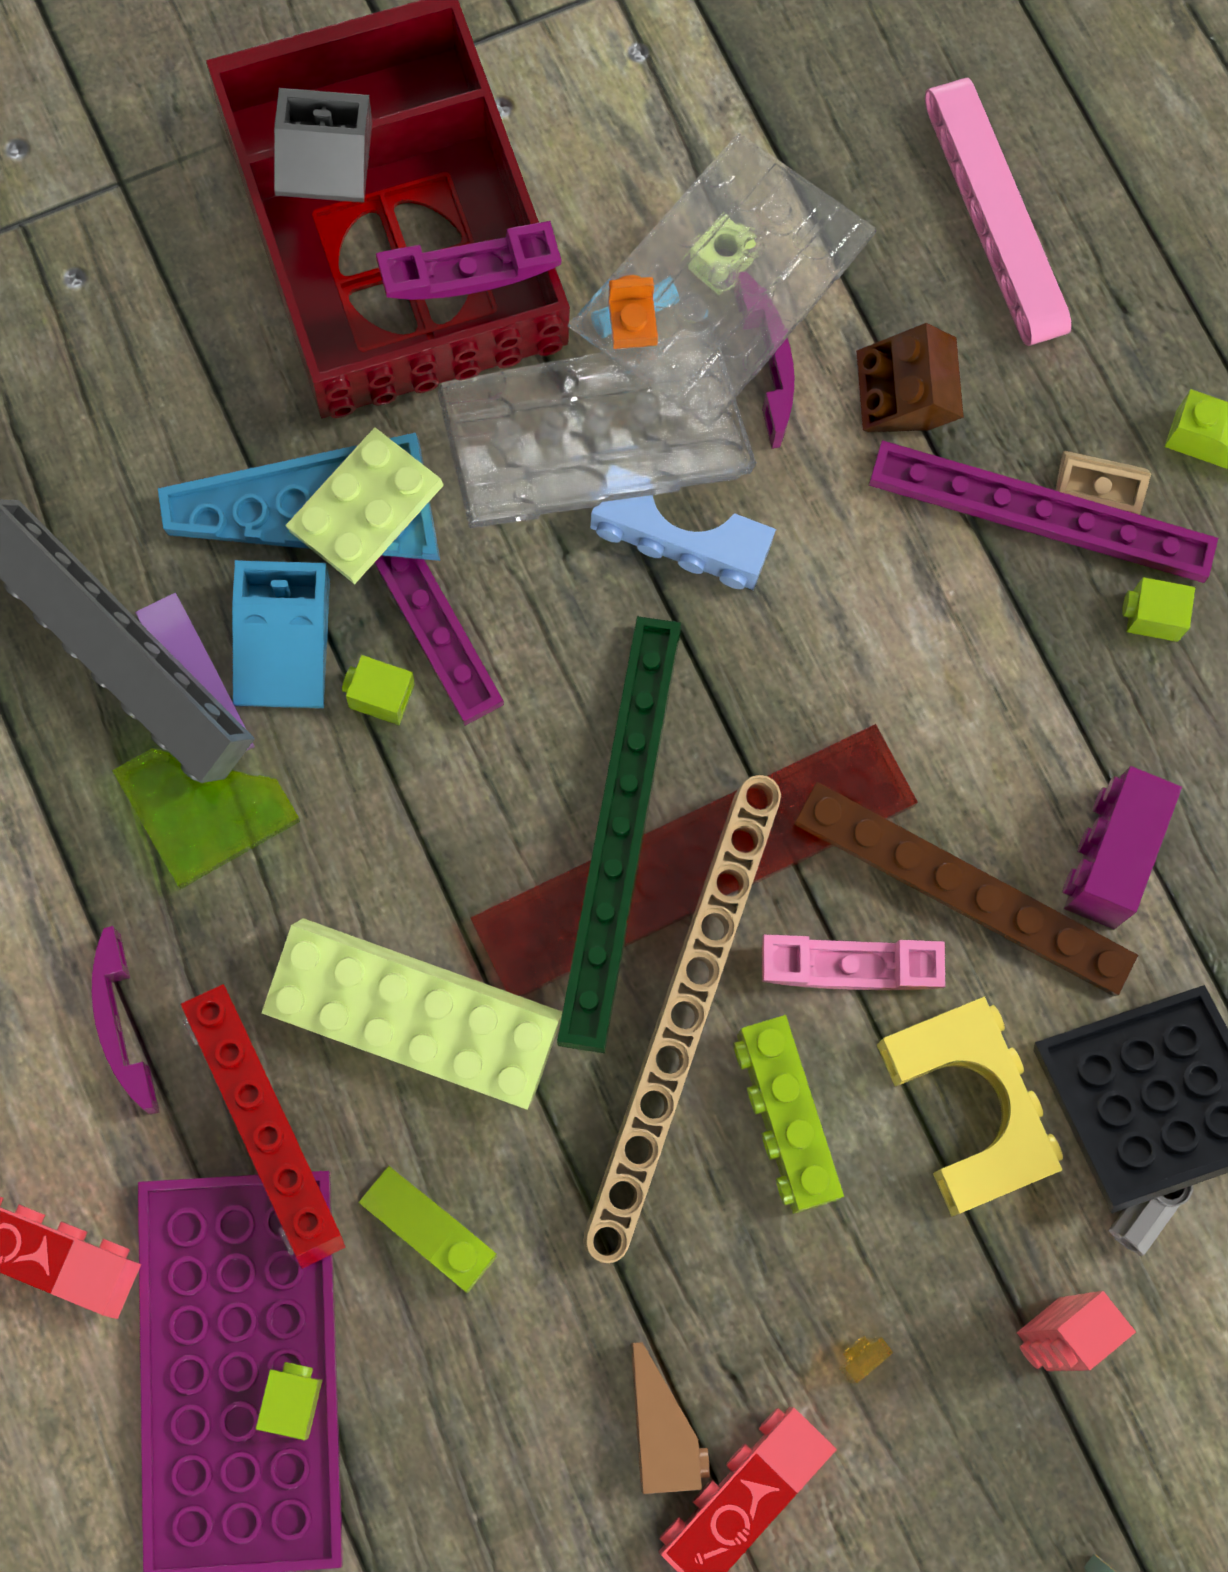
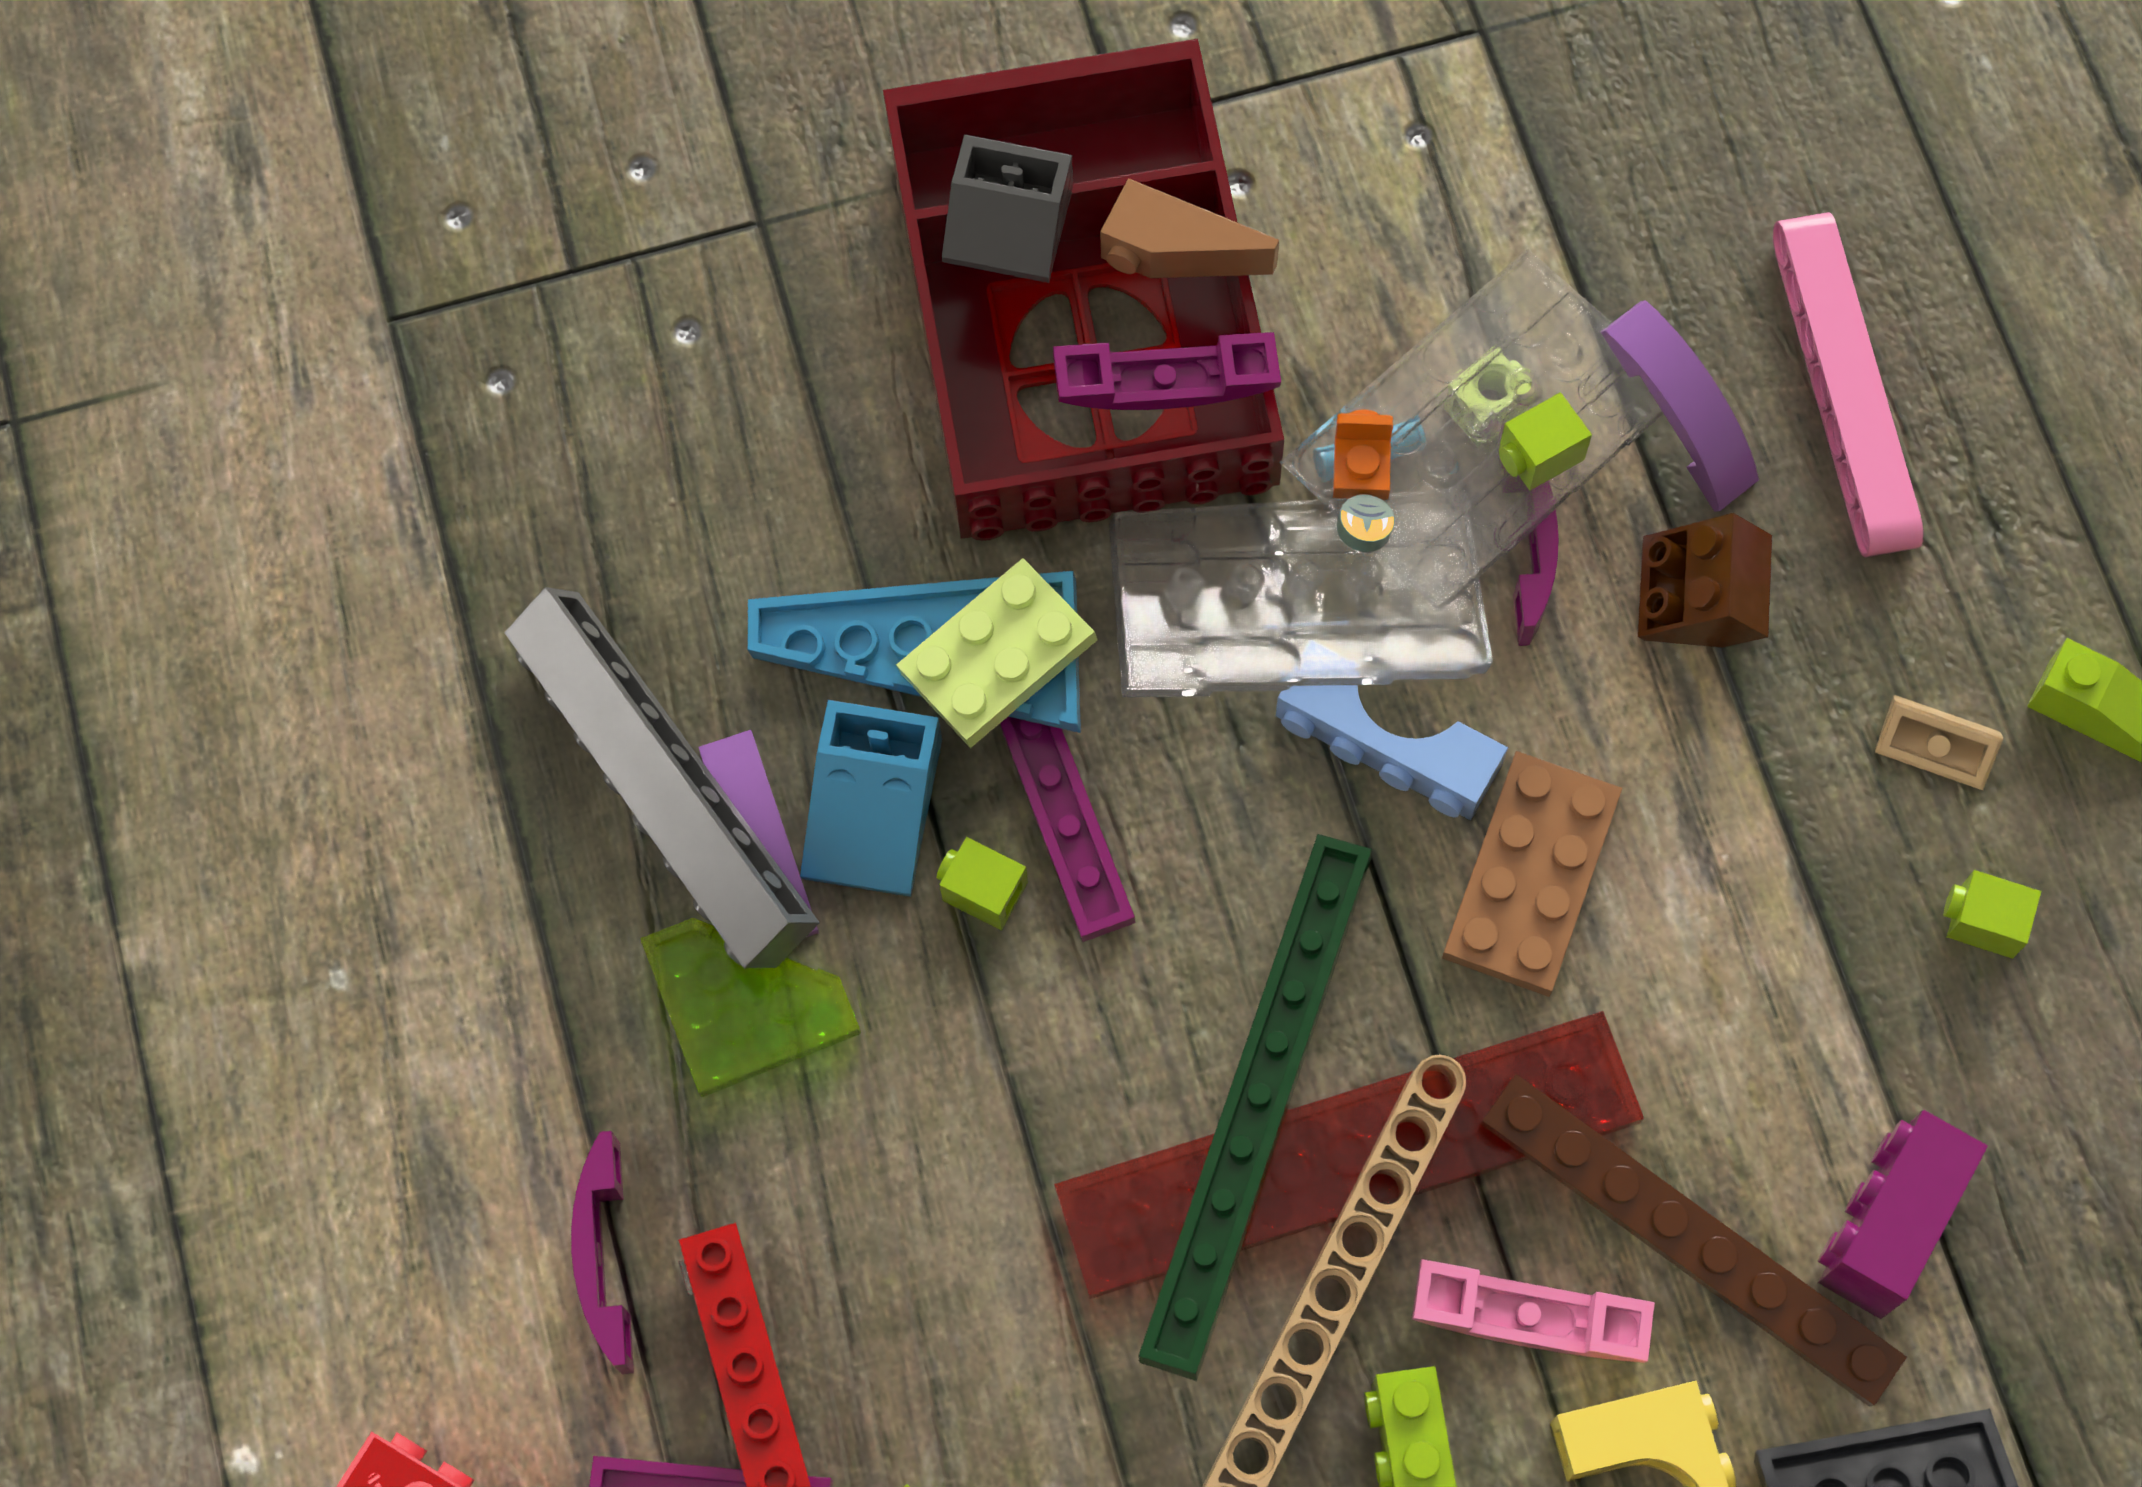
camera: 20 degrees right, 5 degrees down
(412, 1012) = (965, 1294): yellowish green brick -> none
(461, 155) = (1174, 238): none -> medium nougat slope
(642, 365) = (1365, 523): none -> tile
(773, 284) = (1544, 442): none -> lime brick
(806, 625) = (1532, 873): none -> medium nougat plate
(879, 236) = (1689, 400): none -> medium lavender slope
(1043, 511) = (1859, 770): magenta plate -> none

